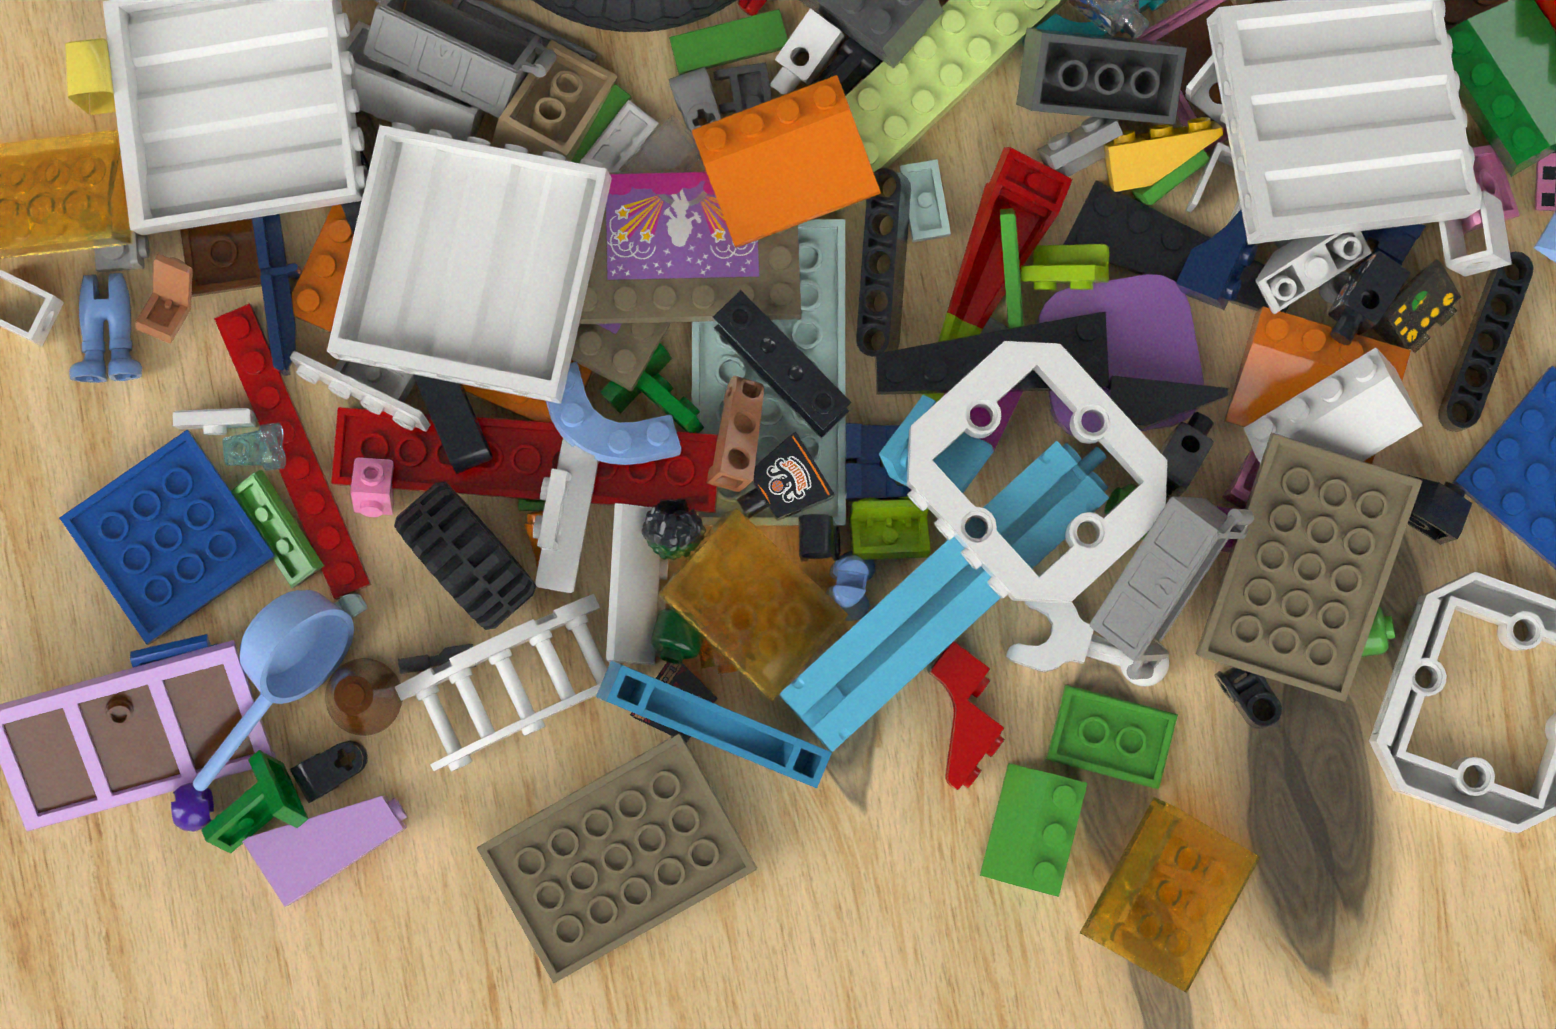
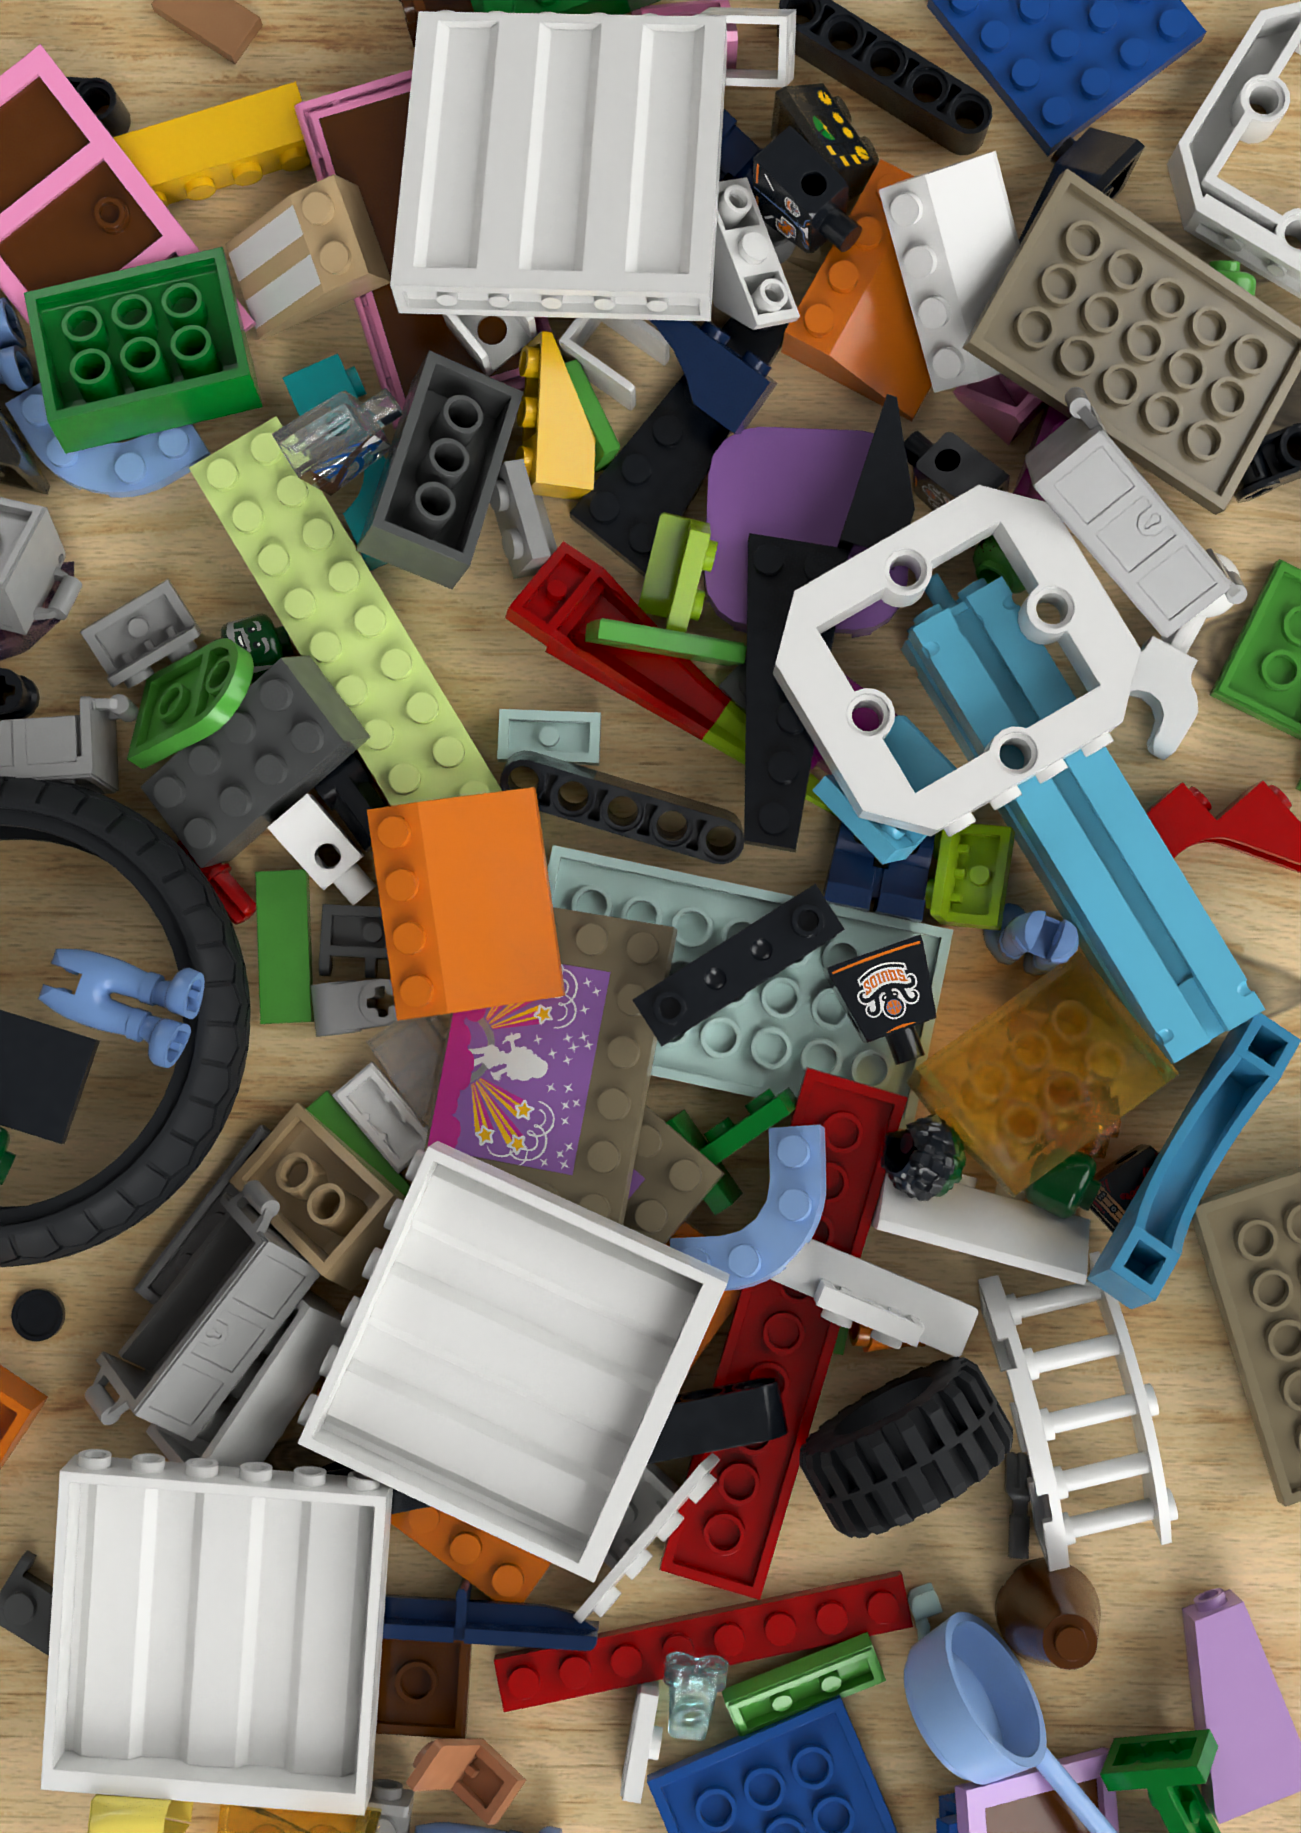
camera: 65 degrees left, 0 degrees up
(325, 772) = (1139, 1685): black piece -> none
(372, 487) = (776, 1546): bright pink bracket -> none
(738, 435) = (813, 1044): nougat leg -> none
(818, 537) = (970, 969): black piece -> none

